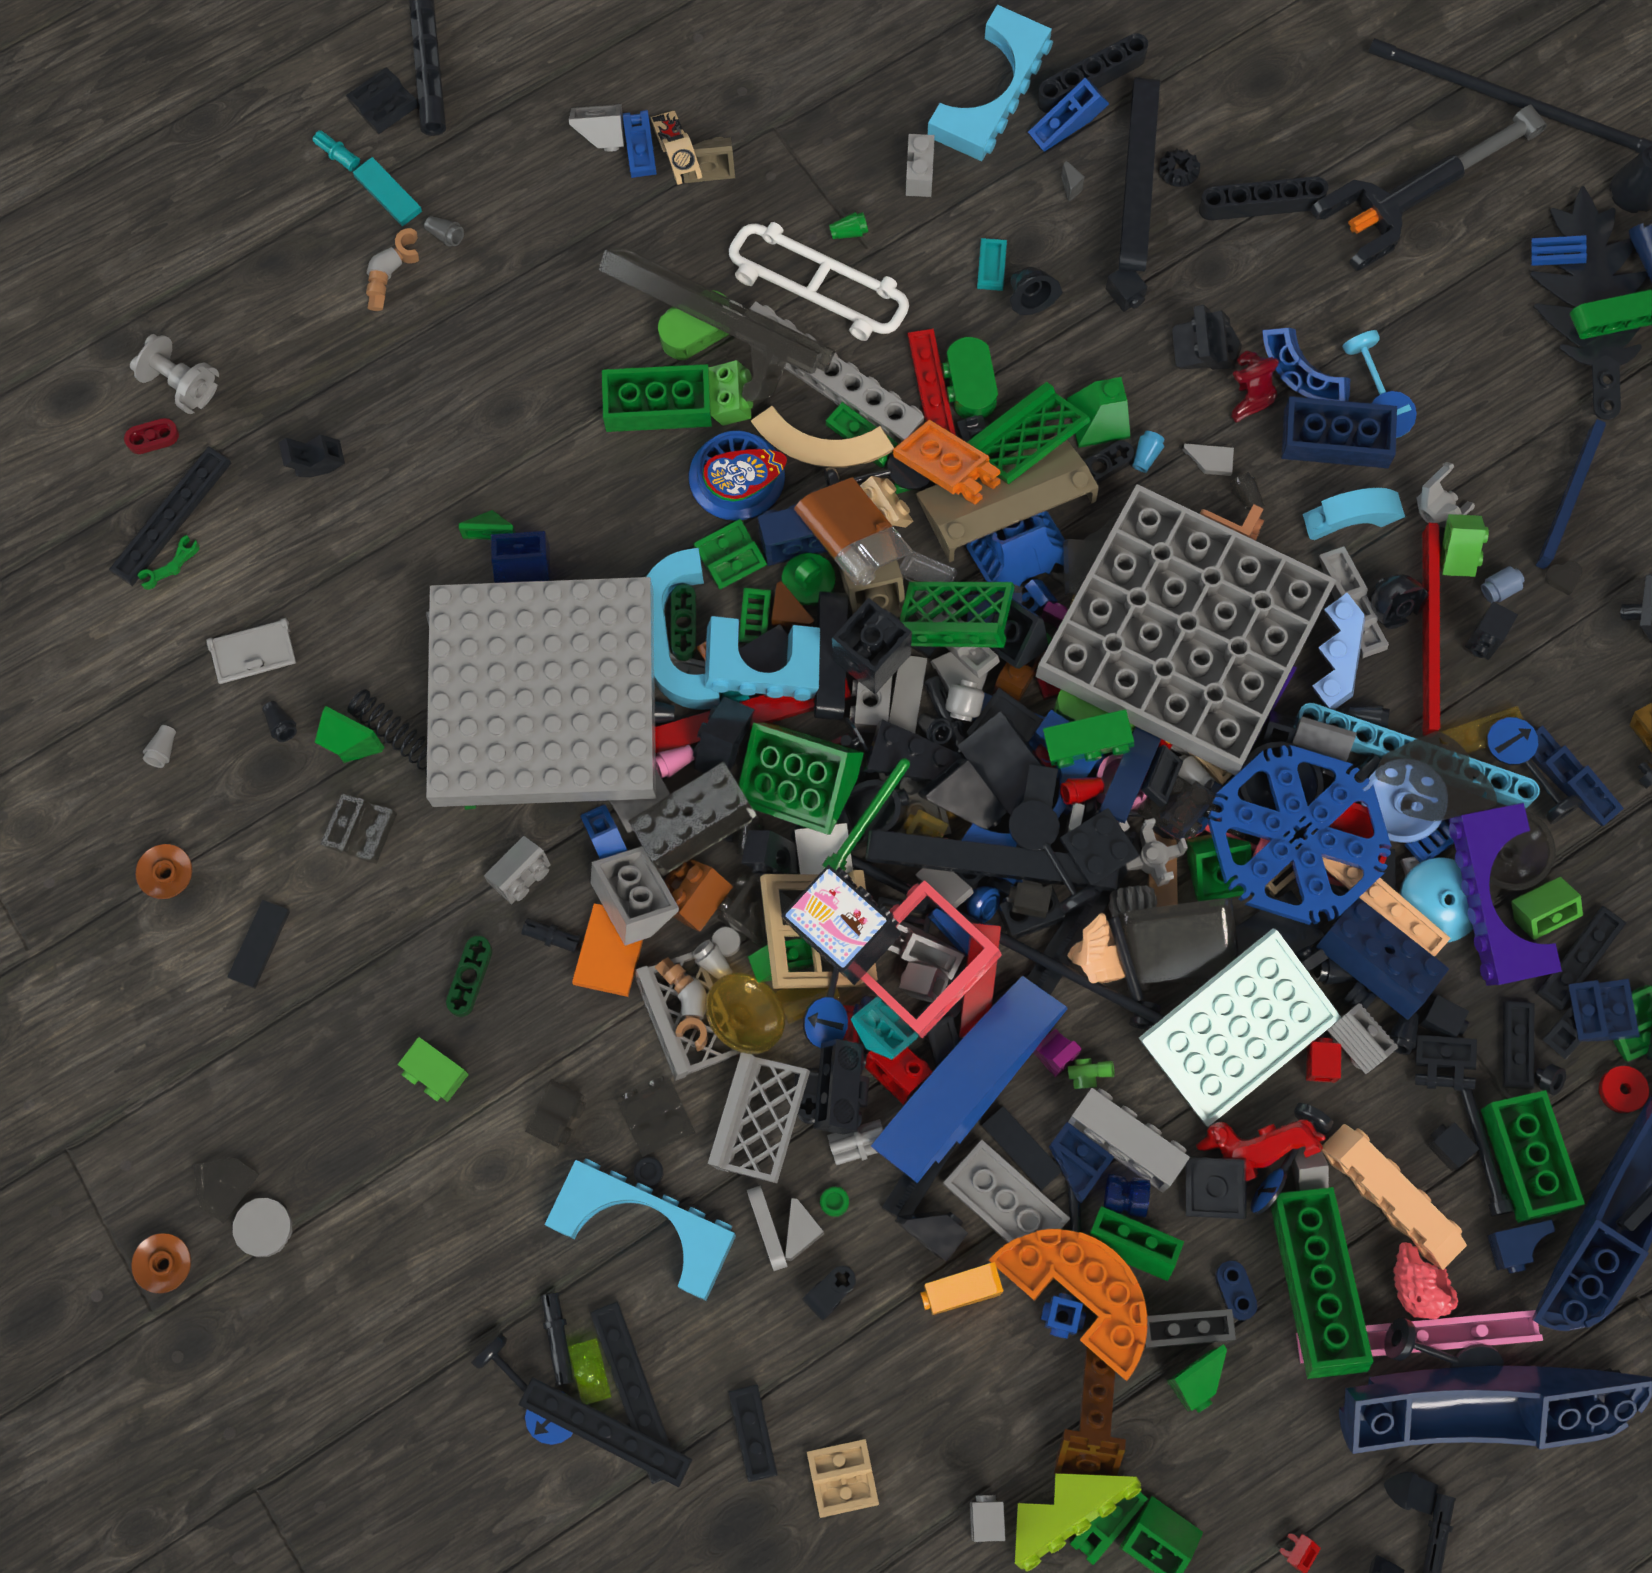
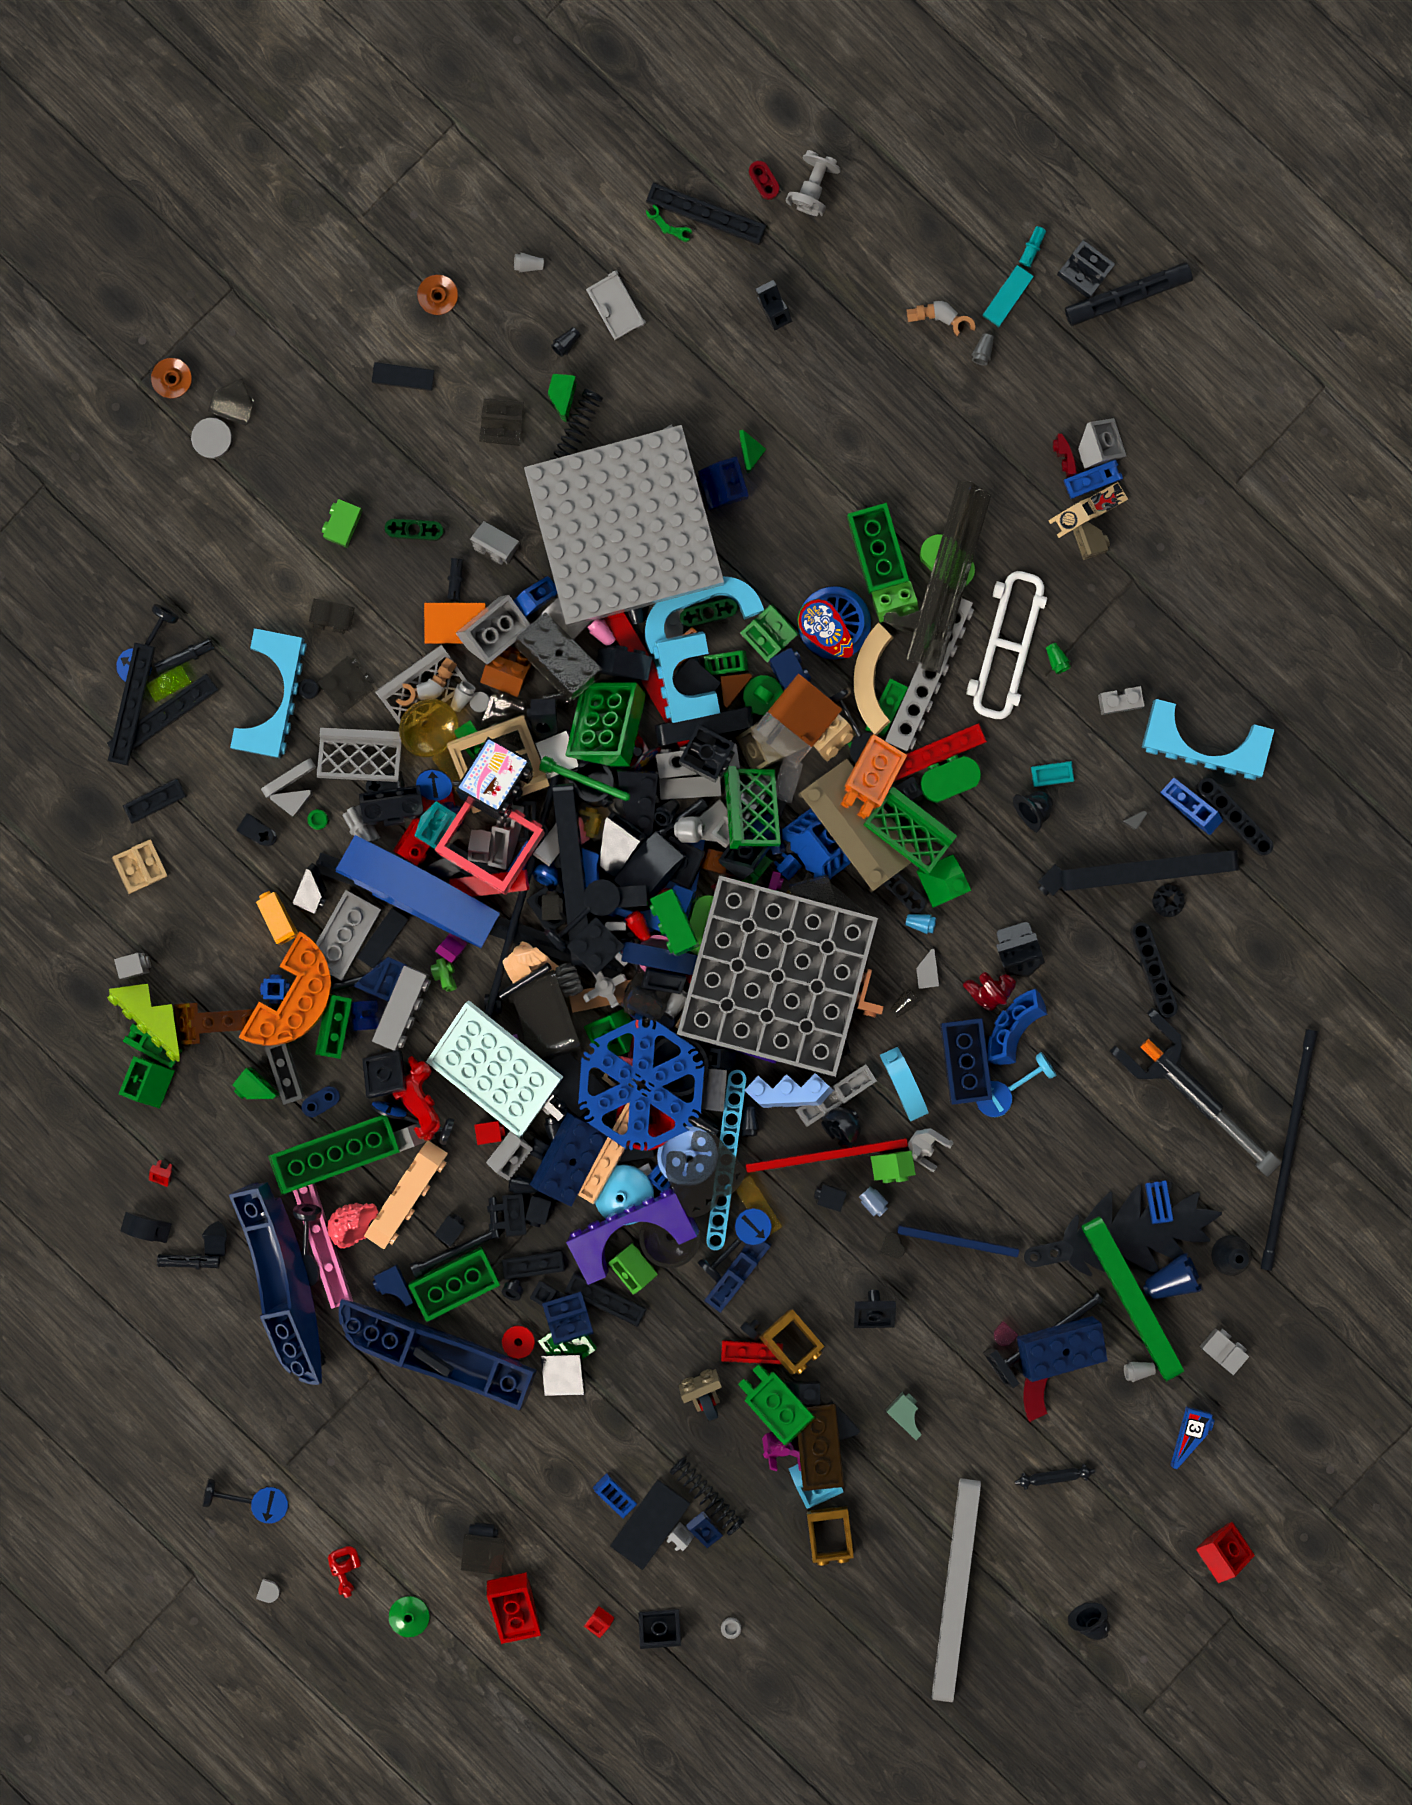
camera: 75 degrees right, 15 degrees up
(592, 165) = (1063, 449): none -> dark red slope

